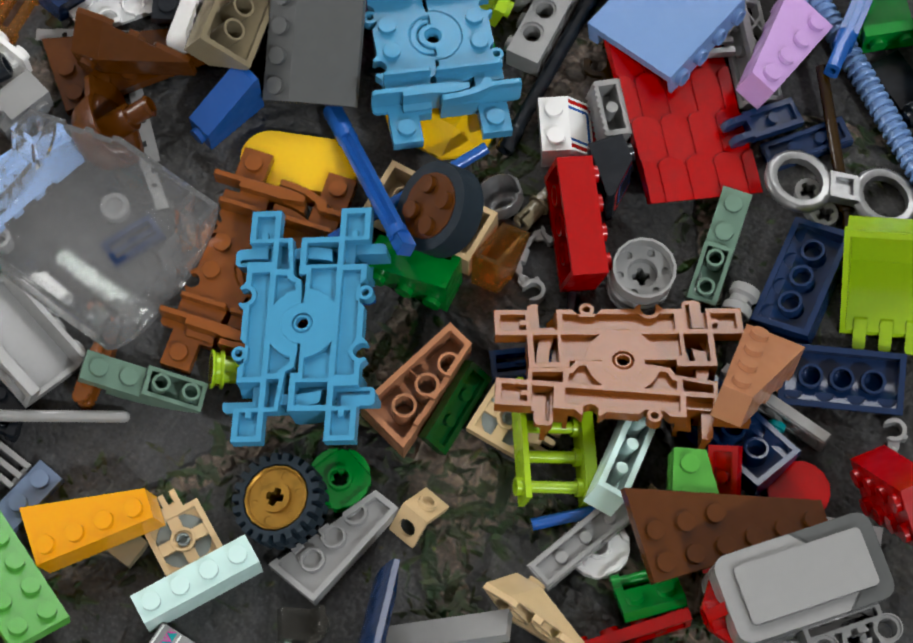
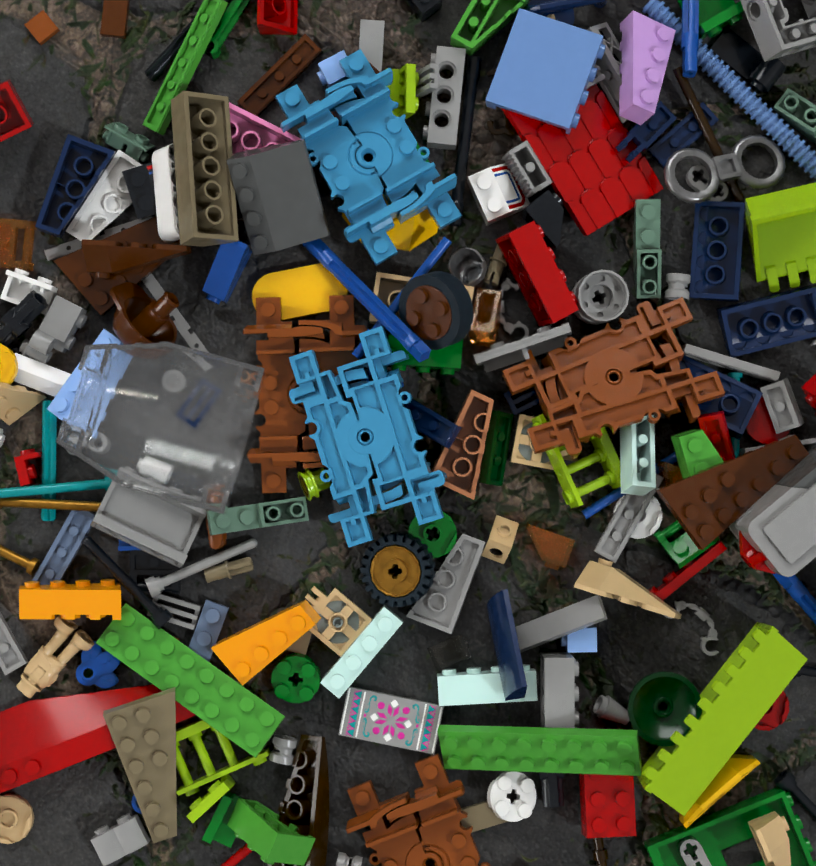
camera: 25 degrees left, 20 degrees up
(82, 434) = (228, 569): none -> dark tan axle
(86, 592) = (285, 688): none -> green plate
(388, 346) = (432, 424): none -> dark blue tile
(477, 543) = (550, 546): none -> clear orange slope
(520, 295) = (510, 353): none -> light grey container
(755, 372) = (714, 353): nougat wedge -> none
(822, 475) = (782, 405): none -> light grey panel

